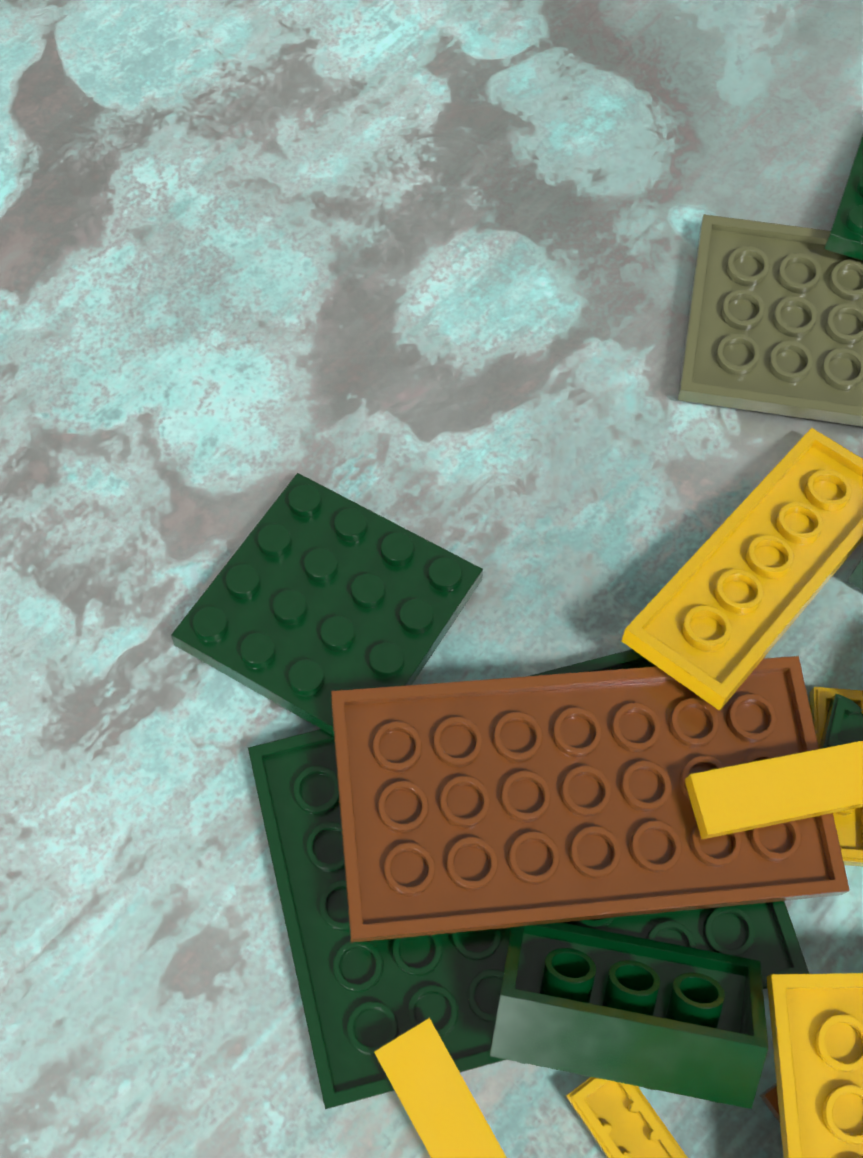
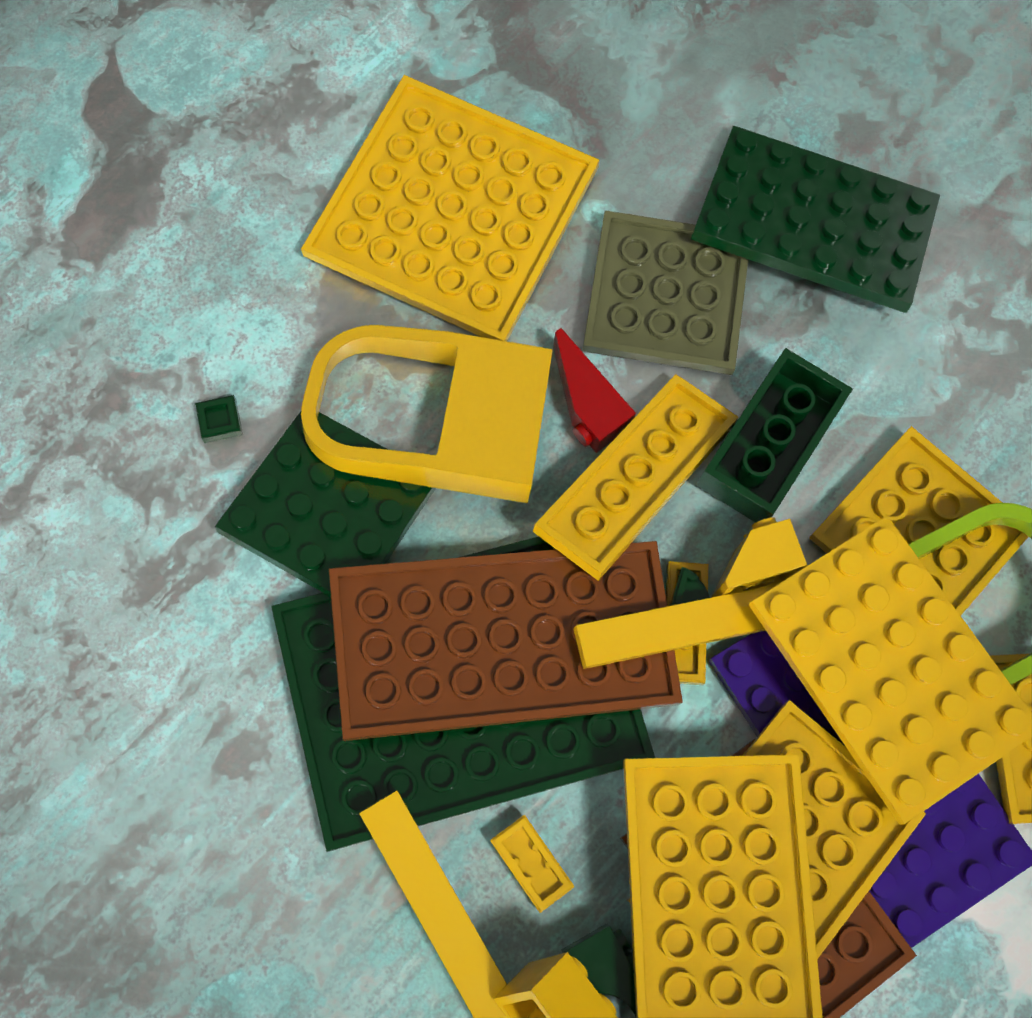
camera: 10 degrees left, 5 degrees up
(179, 493) = (219, 419): none -> dark green tile
(495, 220) = (451, 209): none -> yellow plate
(553, 490) = (488, 420): none -> yellow window
(633, 1012) = (532, 783): dark green slope -> none
(695, 465) = (592, 402): none -> red slope

